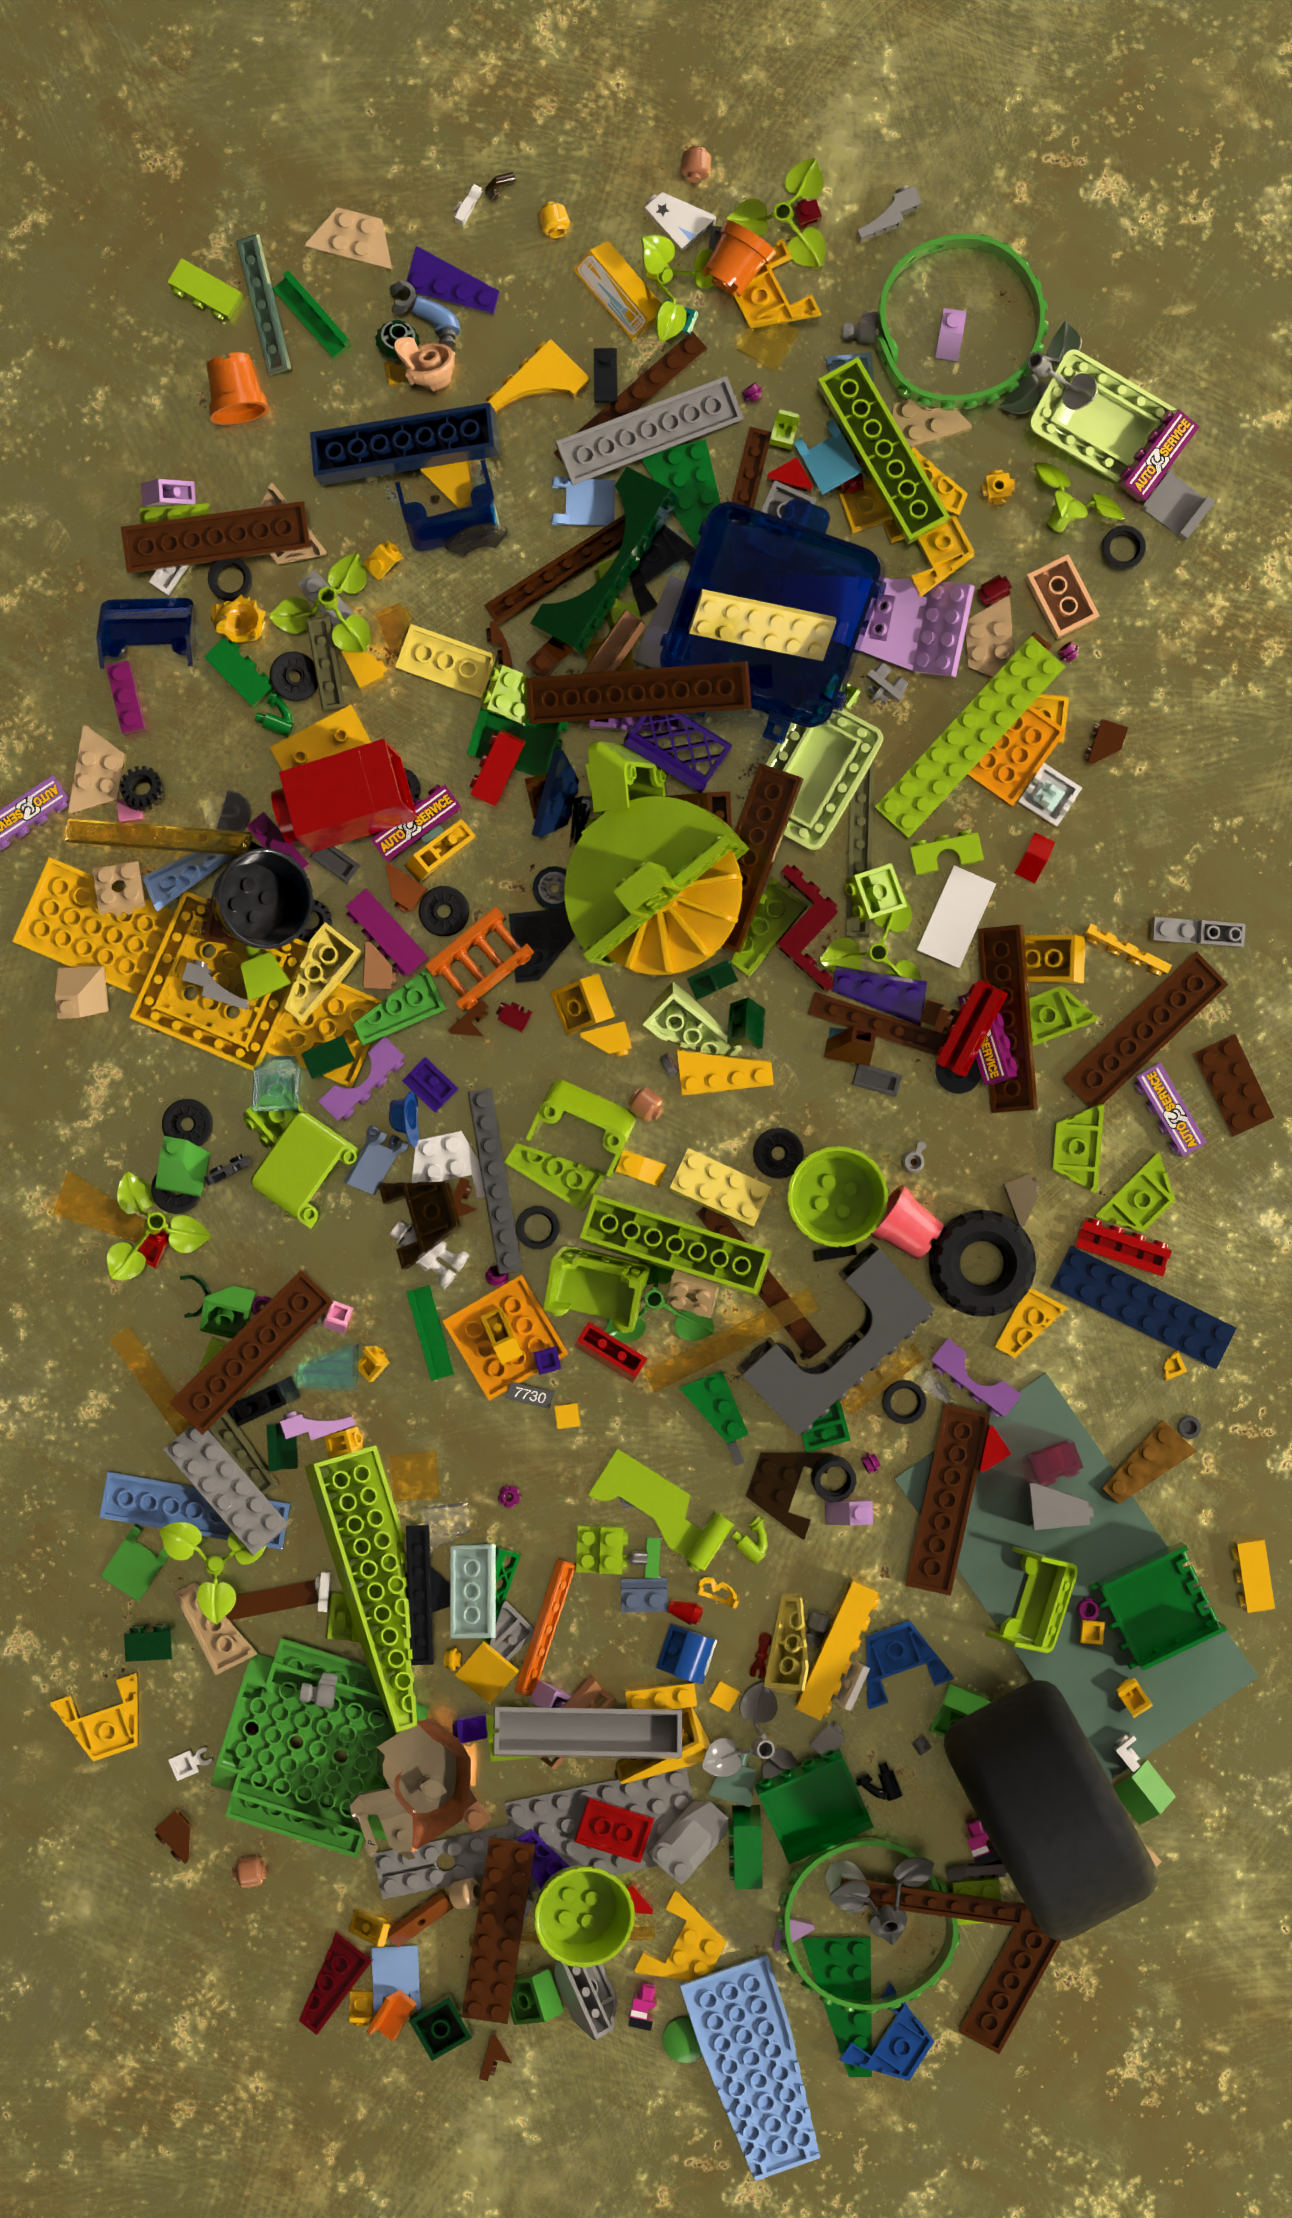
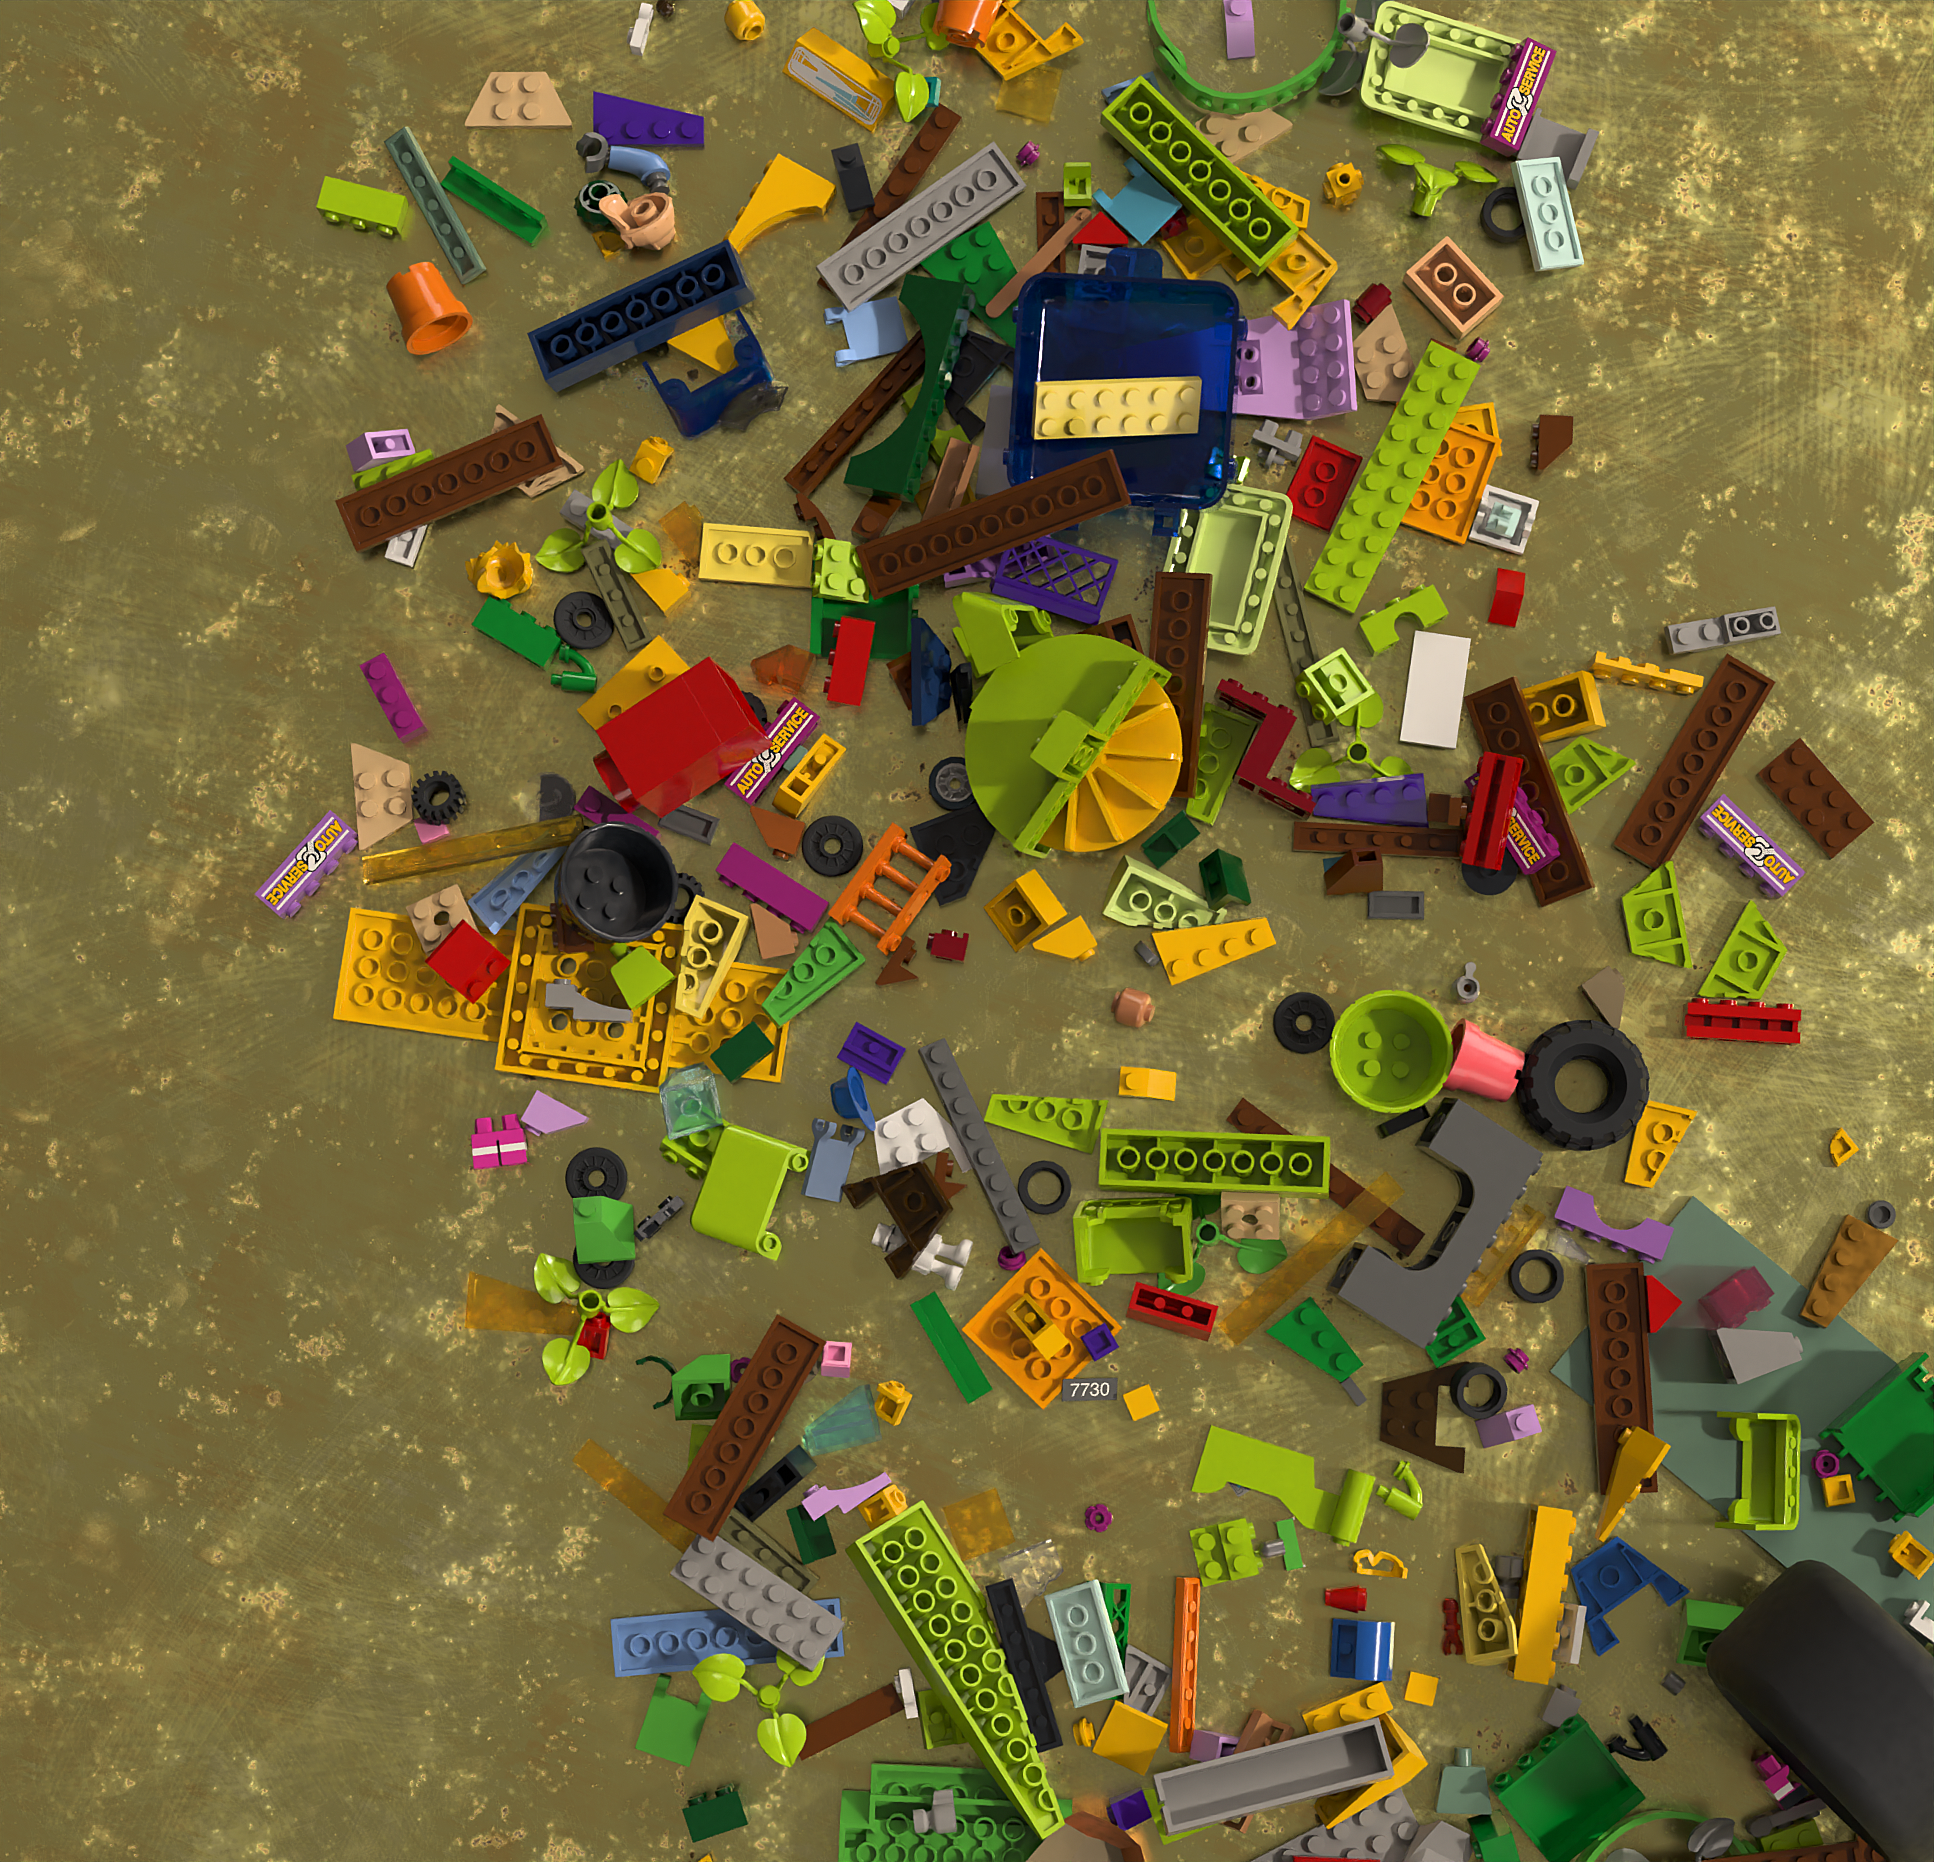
camera: 10 degrees left, 5 degrees down
(81, 991) = (429, 1055): tan slope -> none
(127, 1079) = (511, 1141): none -> dark pink hips
(130, 927) = (467, 961): none -> red slope
(146, 623) = (395, 606): clear blue windscreen -> none
(163, 1065) = (550, 1116): none -> lavender slope
(212, 579) = (461, 516): black tyre -> none
(220, 1642) = (800, 1789): tan wing -> none
(341, 1101) = (771, 1100): medium lavender arch -> none
(446, 759) = (787, 667): none -> clear orange slope
(567, 1097) = (1038, 1023): lime windscreen -> none
(644, 1595) = (1291, 1592): sand blue plate -> none
(720, 1188) = (1247, 1082): light yellow plate -> none
(721, 1755) = (1439, 1762): light grey plant -> none
(735, 485) = (1038, 262): none -> medium nougat piece
(864, 331) = (1137, 49): light grey piece -> none
(913, 725) = (1322, 483): none -> red tile
(939, 1566) = (1635, 1459): none -> yellow wedge
(1143, 1307) = (1785, 1087): dark blue plate -> none
(1155, 556) = (1547, 213): none -> light aqua tile

